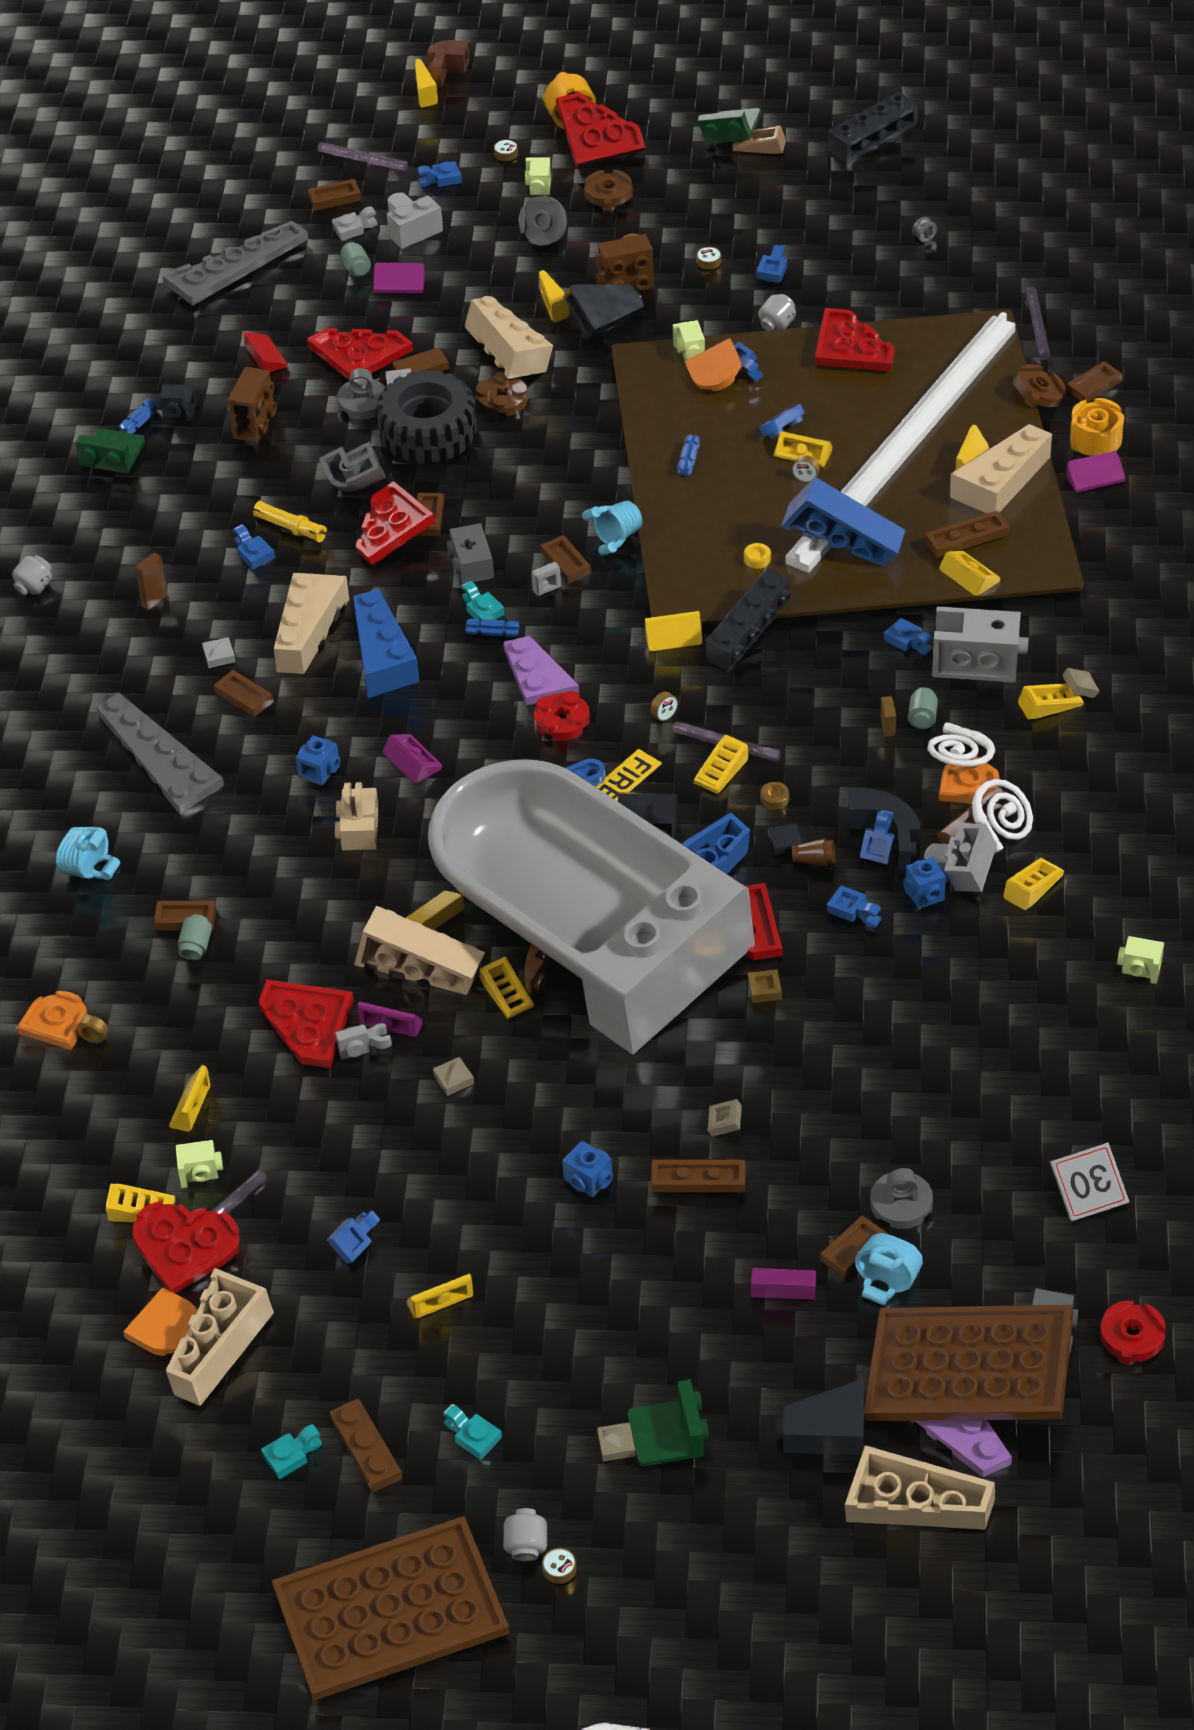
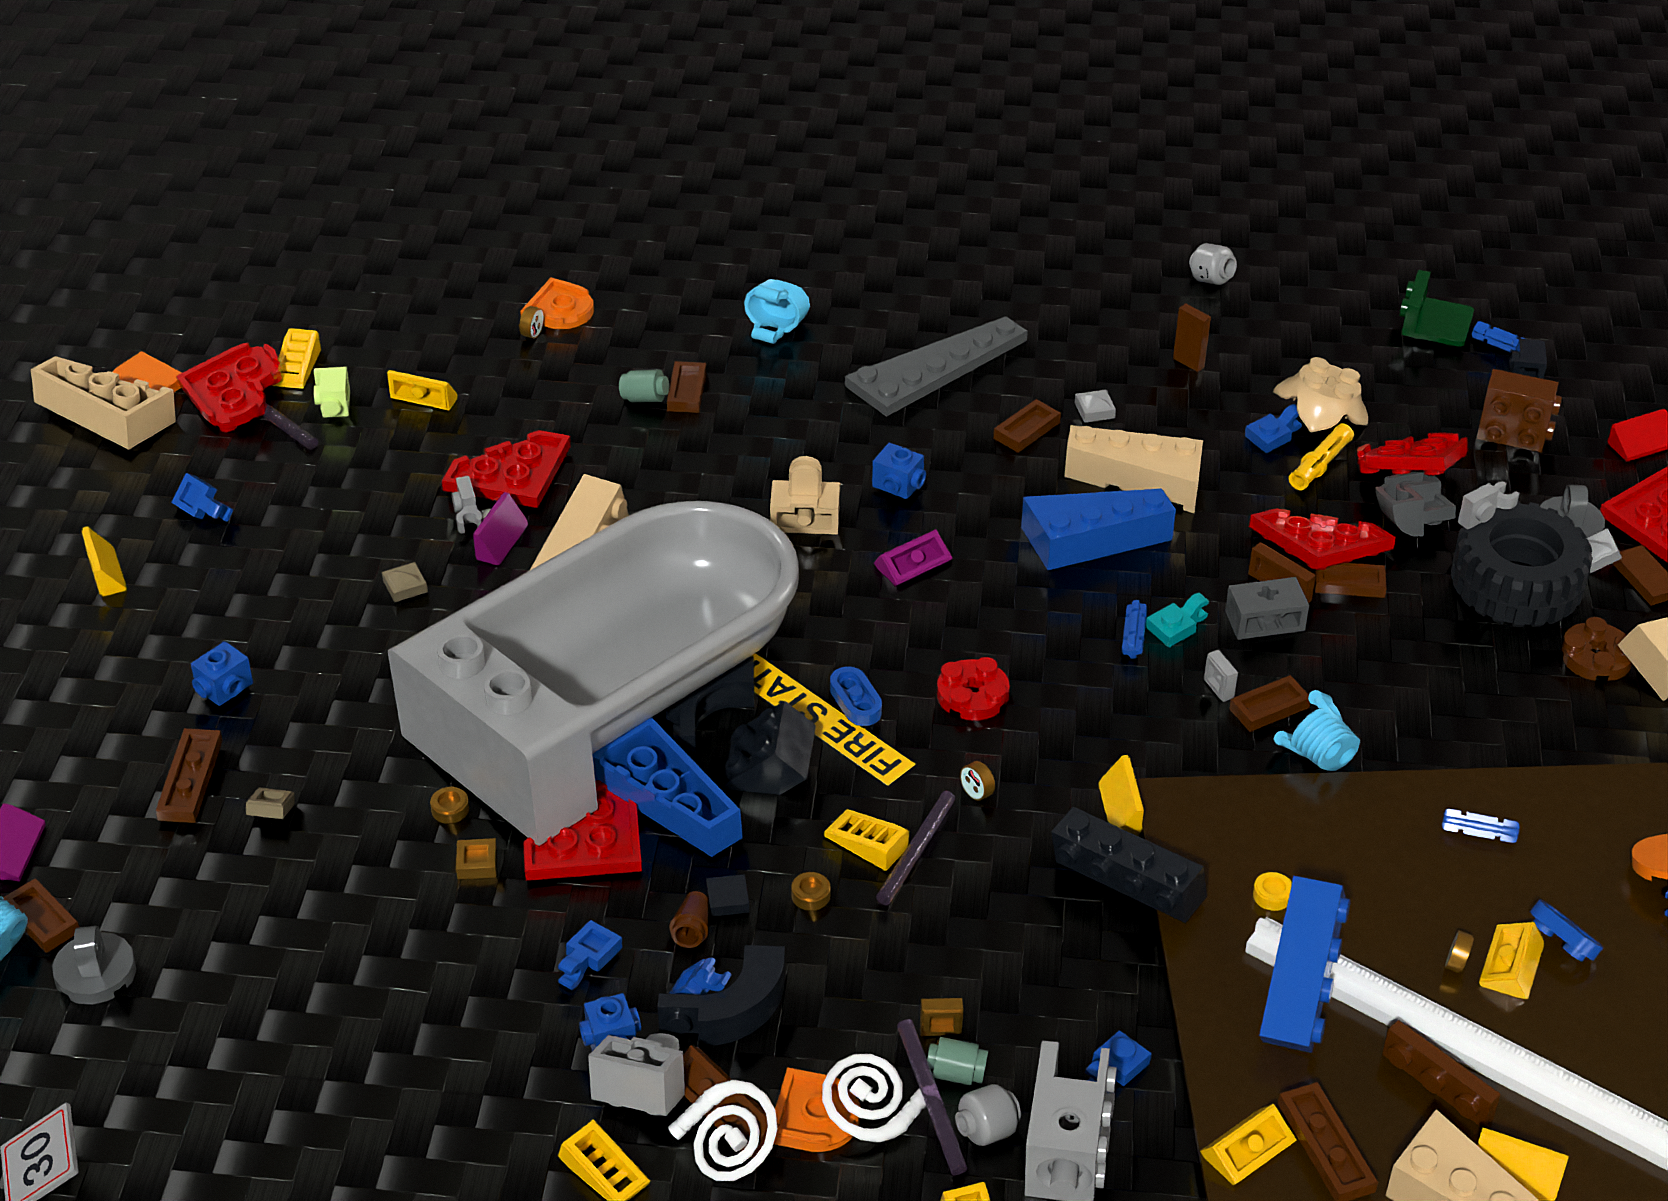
camera: 90 degrees right, 5 degrees down
(220, 507) = (1325, 395): none -> tan brick
(302, 461) = (1402, 456): none -> red plate
(399, 411) = (1481, 504): none -> light grey plate
(431, 545) = (1270, 565): none -> reddish brown tile
(536, 671) = (1049, 668): medium lavender wing -> none
(709, 1010) = (449, 805): none -> pearl gold tile
(908, 481) = (1441, 1074): none -> reddish brown plate
(956, 717) = (932, 1097): none -> clear purple bar
(967, 689) = (988, 1114): none -> light grey head

